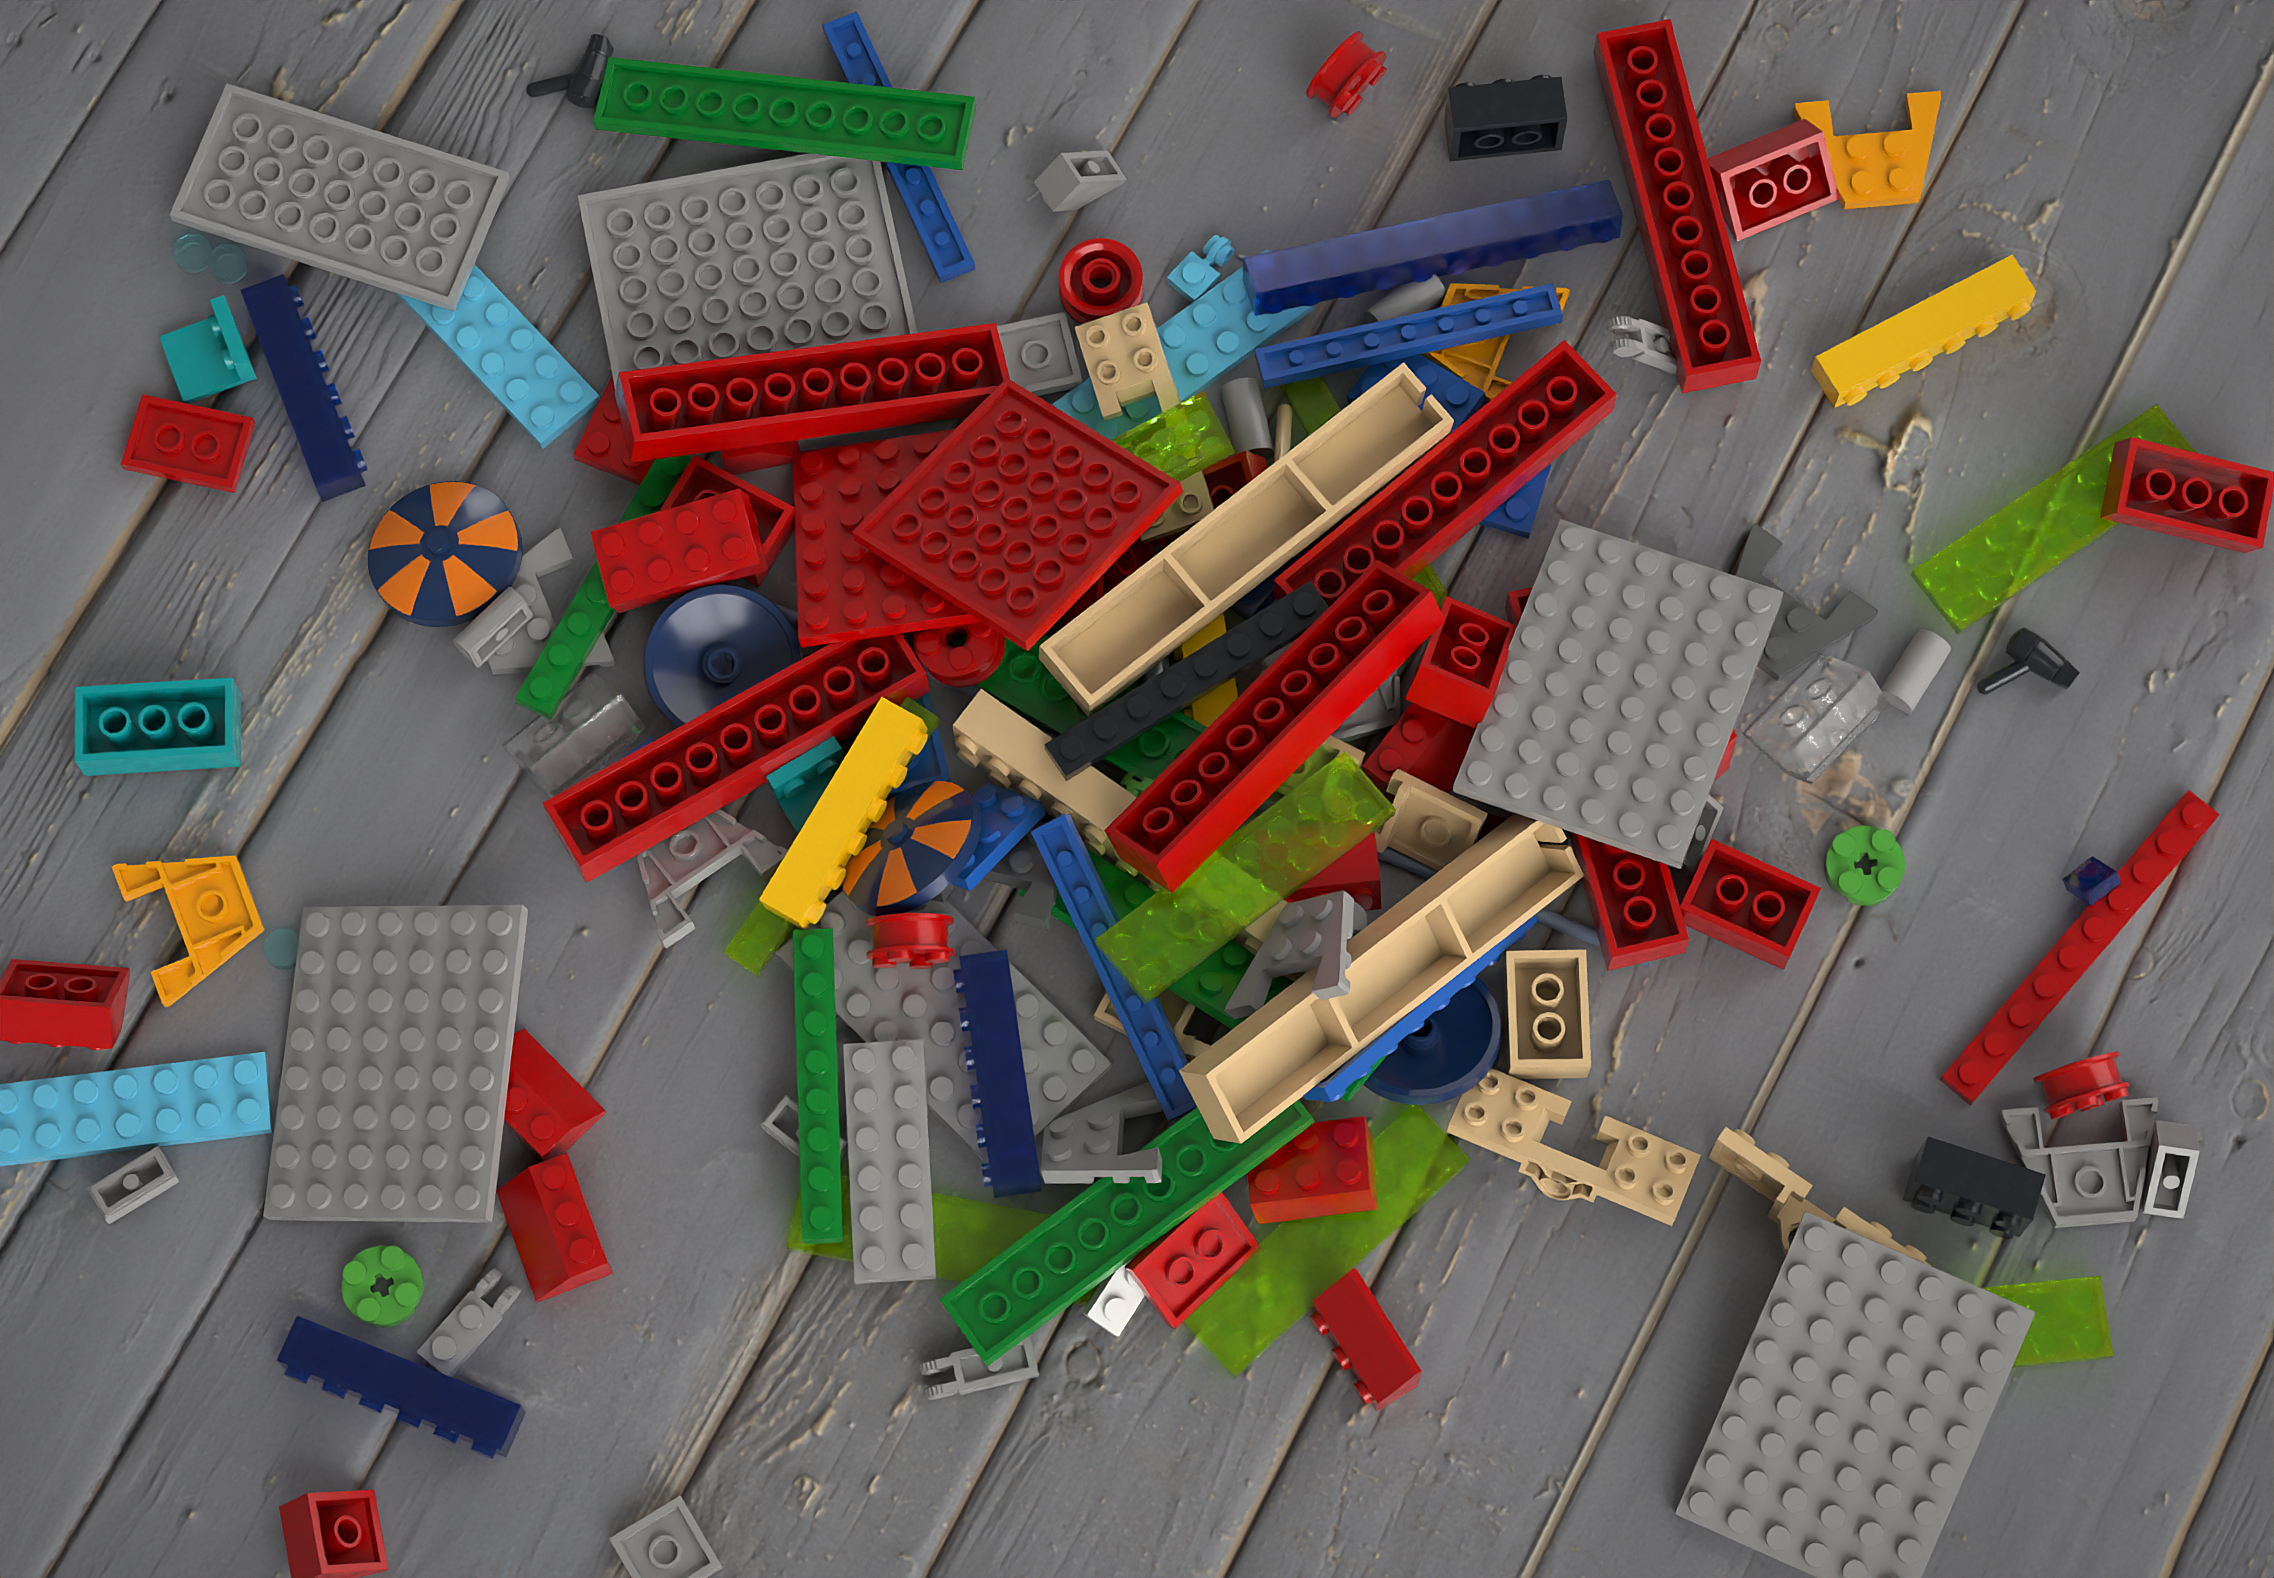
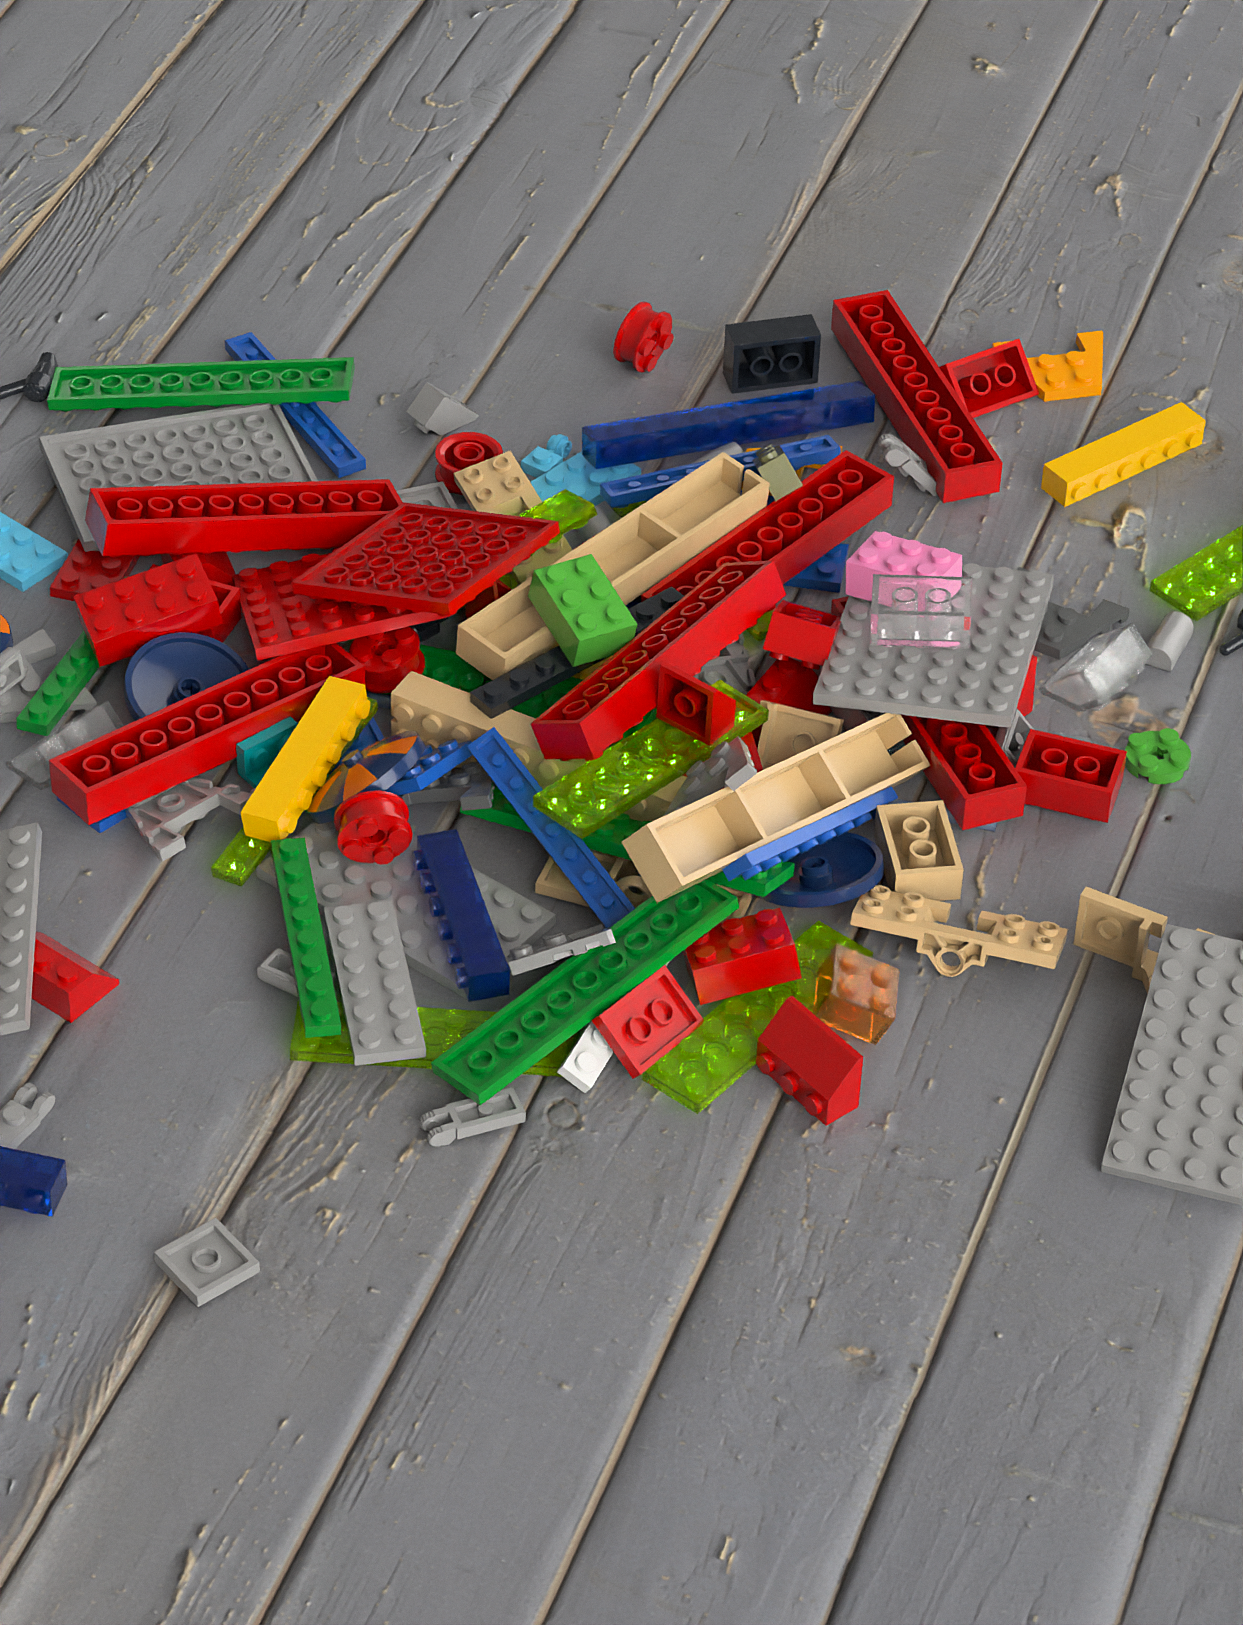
camera: 10 degrees left, 30 degrees down
(553, 1228) = (82, 1051): red slope -> none
(1189, 644) = (581, 609): none -> bright green brick
(1304, 815) = (693, 705): none -> red slope
(1436, 1240) = (856, 994): none -> clear orange brick
(1471, 376) = (777, 470): none -> brick
(1594, 597) = (896, 556): none -> bright pink brick
(1600, 681) = (921, 611): none -> clear slope

